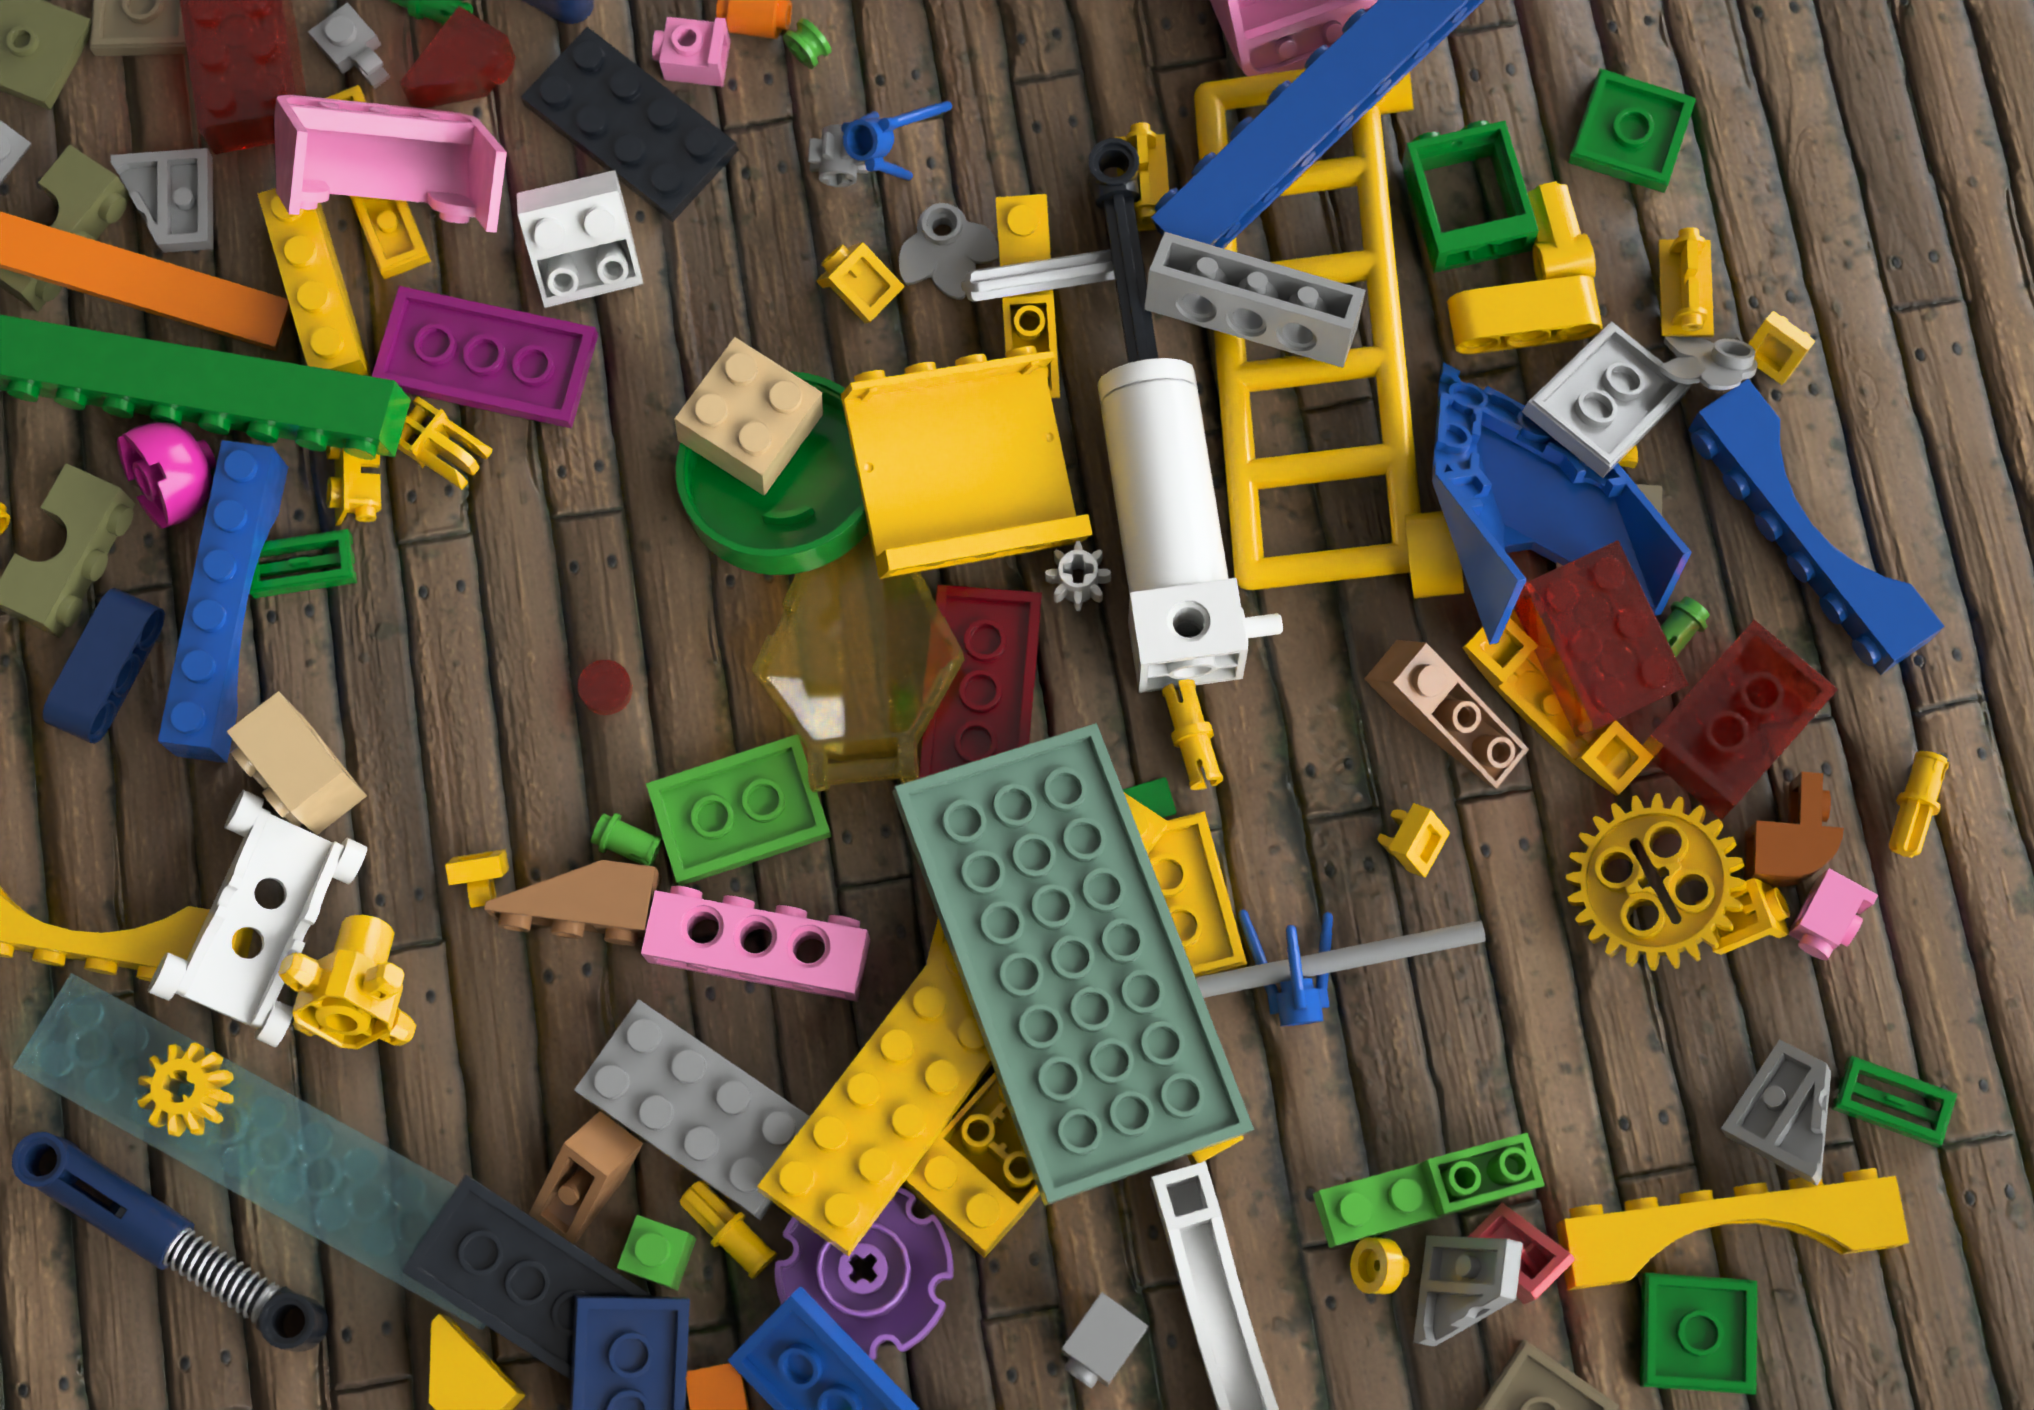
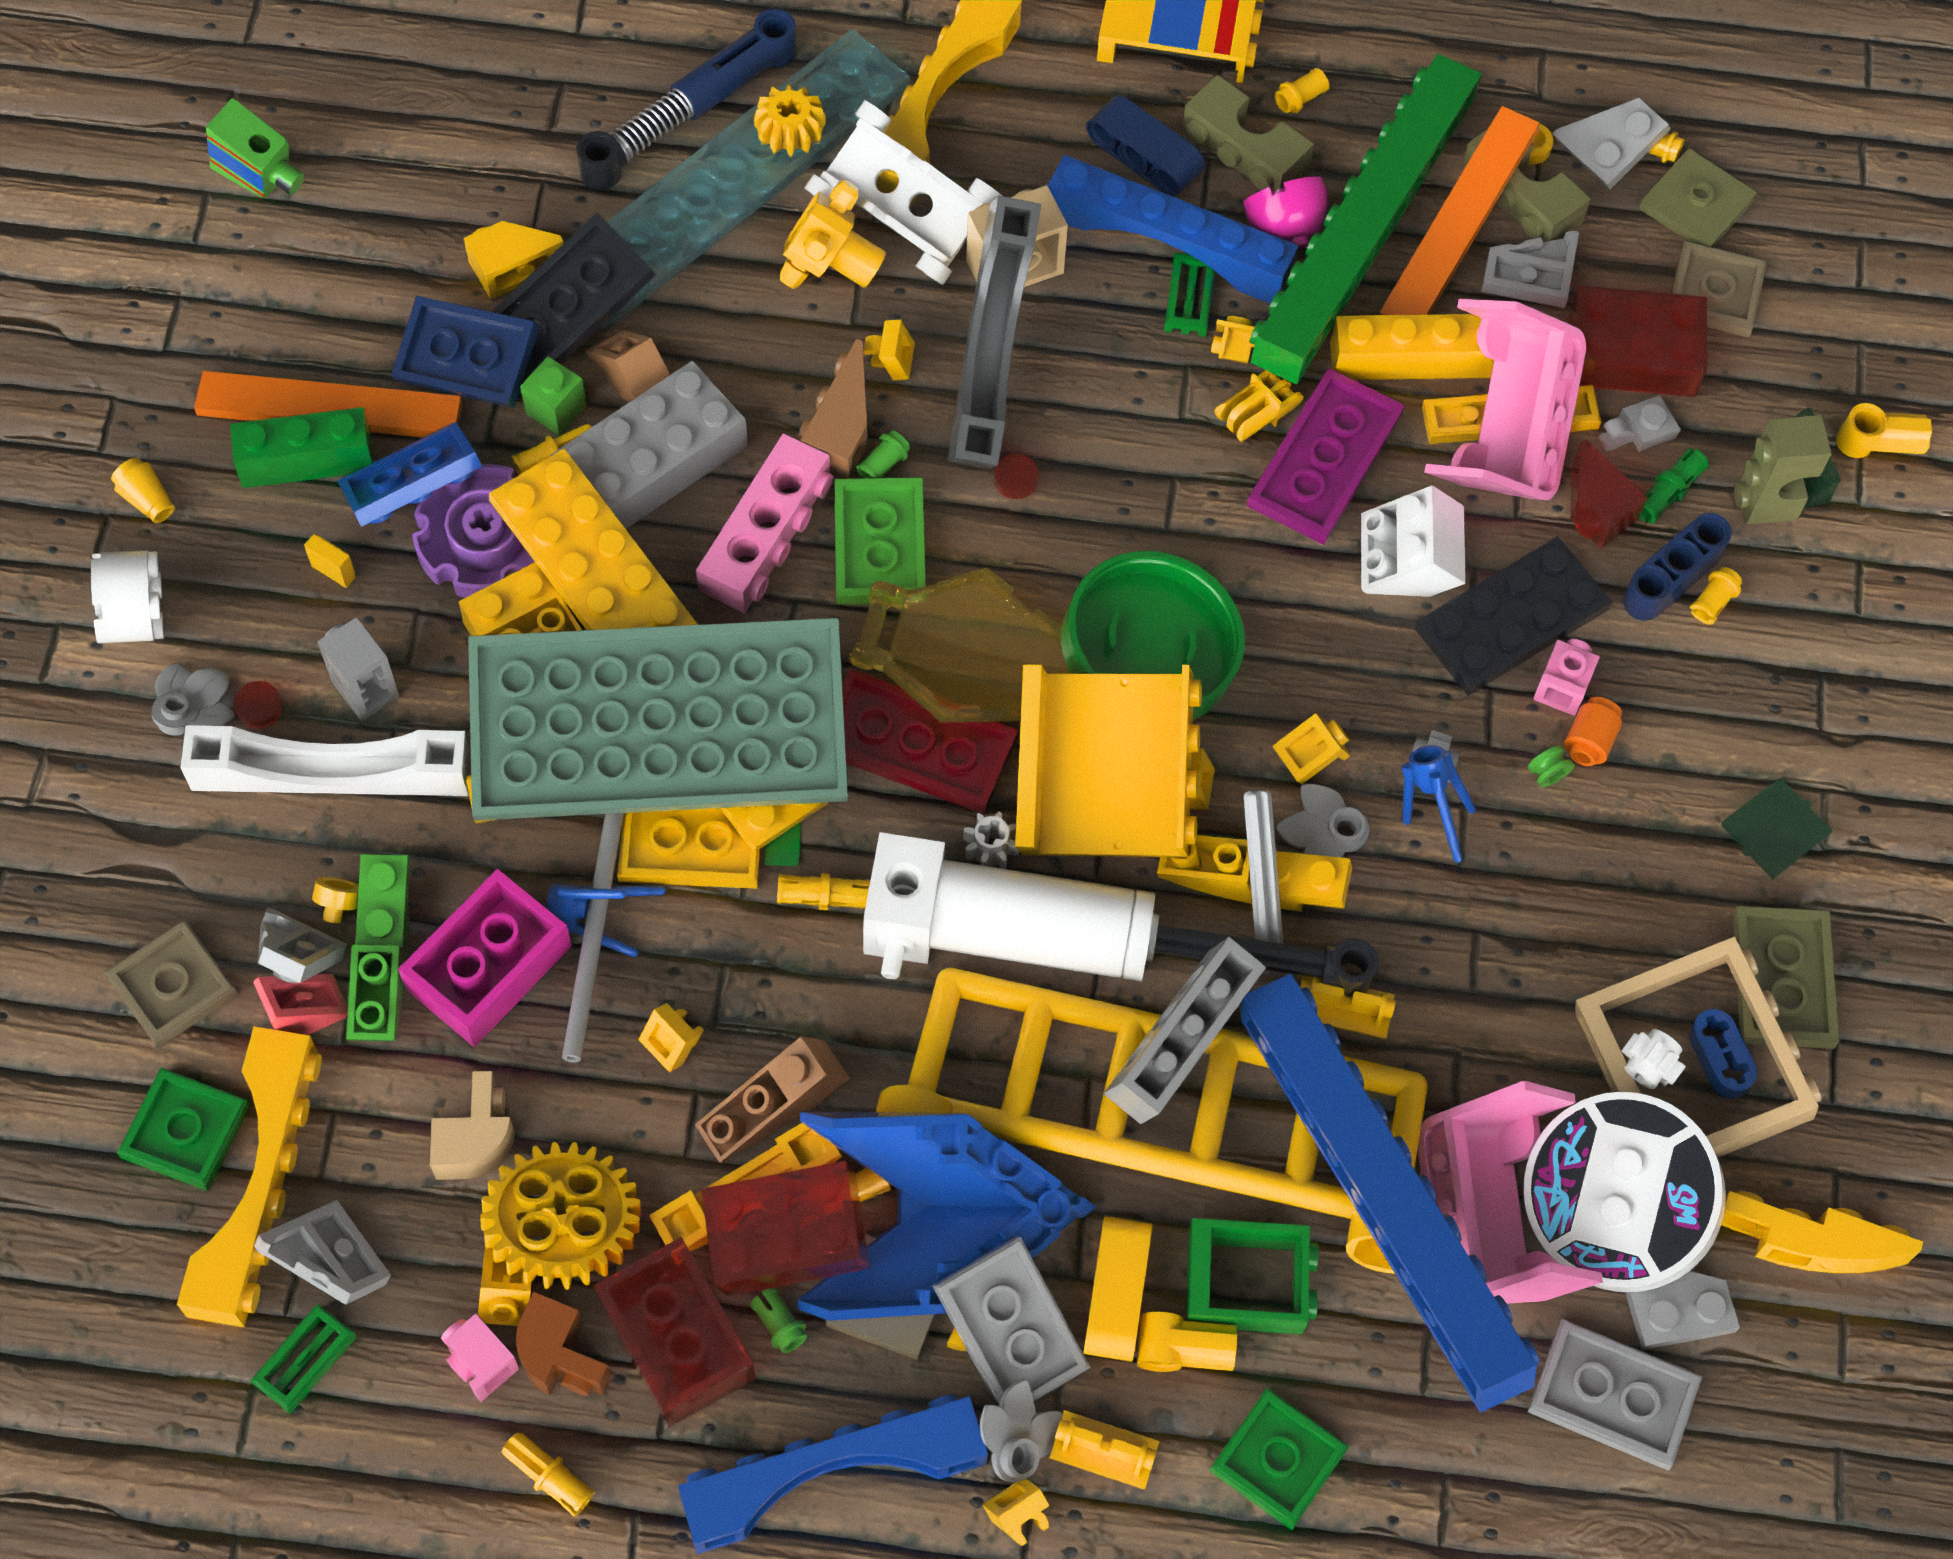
camera: 100 degrees right, 10 degrees down
(360, 739) = (995, 309): none -> dark grey arch
(749, 416) = (1200, 610): tan brick -> none
(1403, 1063) = (485, 957): none -> dark pink brick
(1609, 1001) = (477, 1143): none -> tan brick

